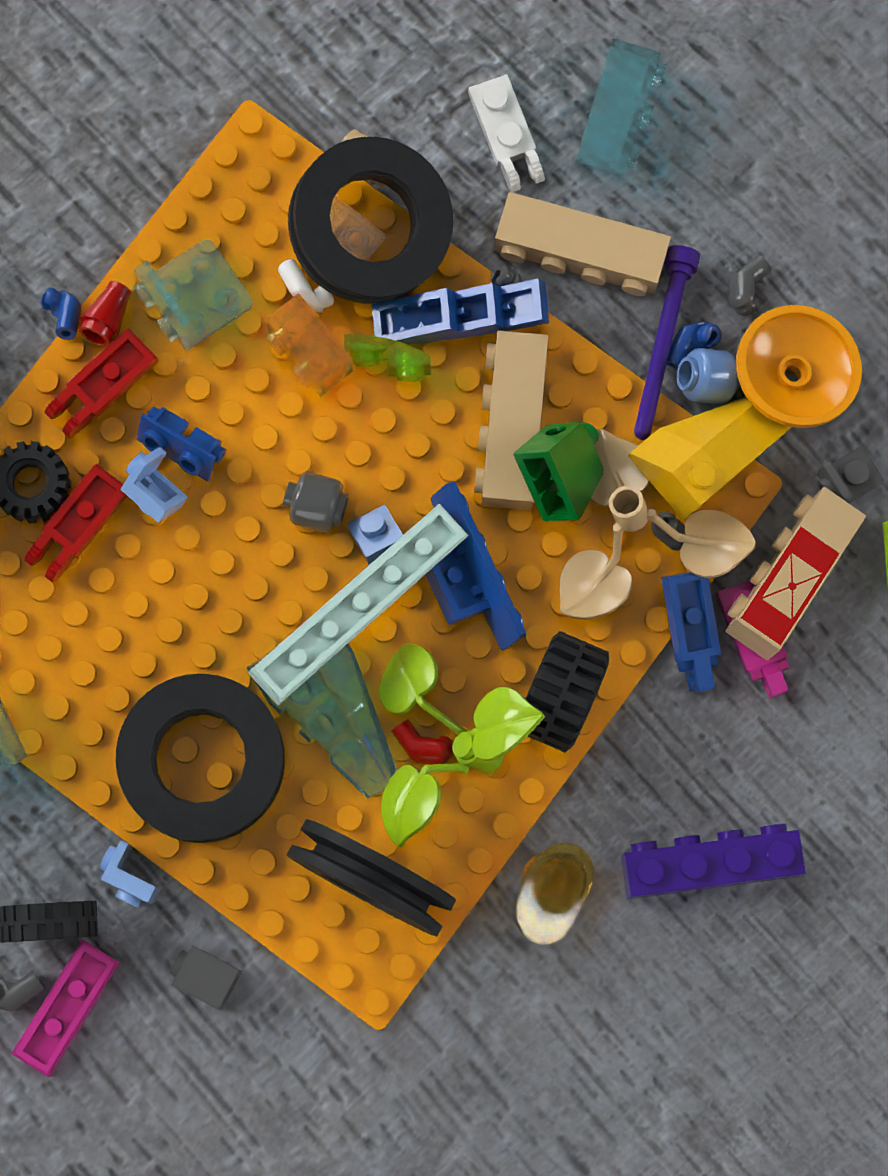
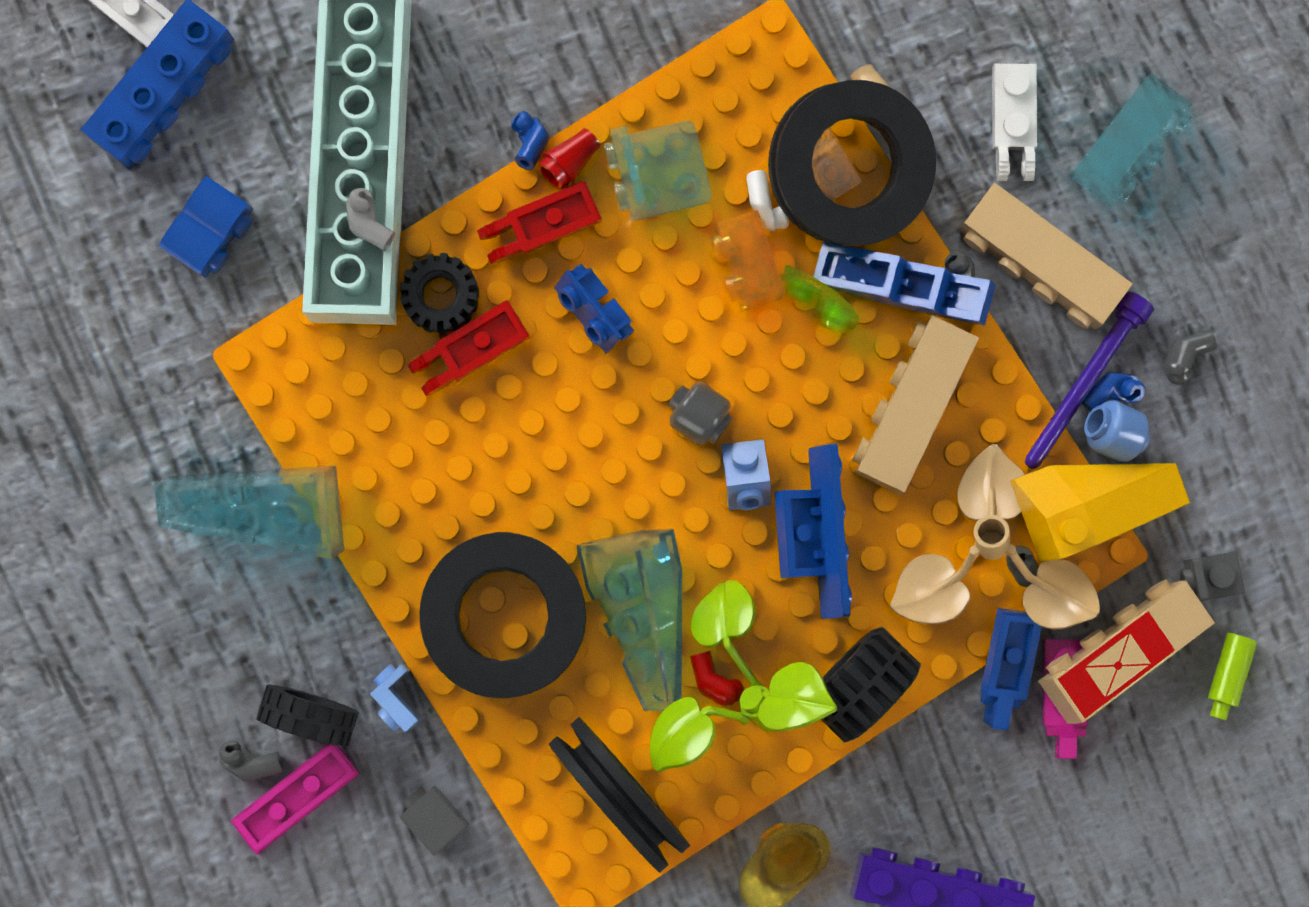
camera: 20 degrees right, 5 degrees up
(150, 488) = (550, 343): light blue bracket -> none
(357, 604) = (703, 531): light aqua tile -> none
(561, 469) = (942, 471): green torso -> none
(813, 349) = (1230, 451): light orange dish -> none

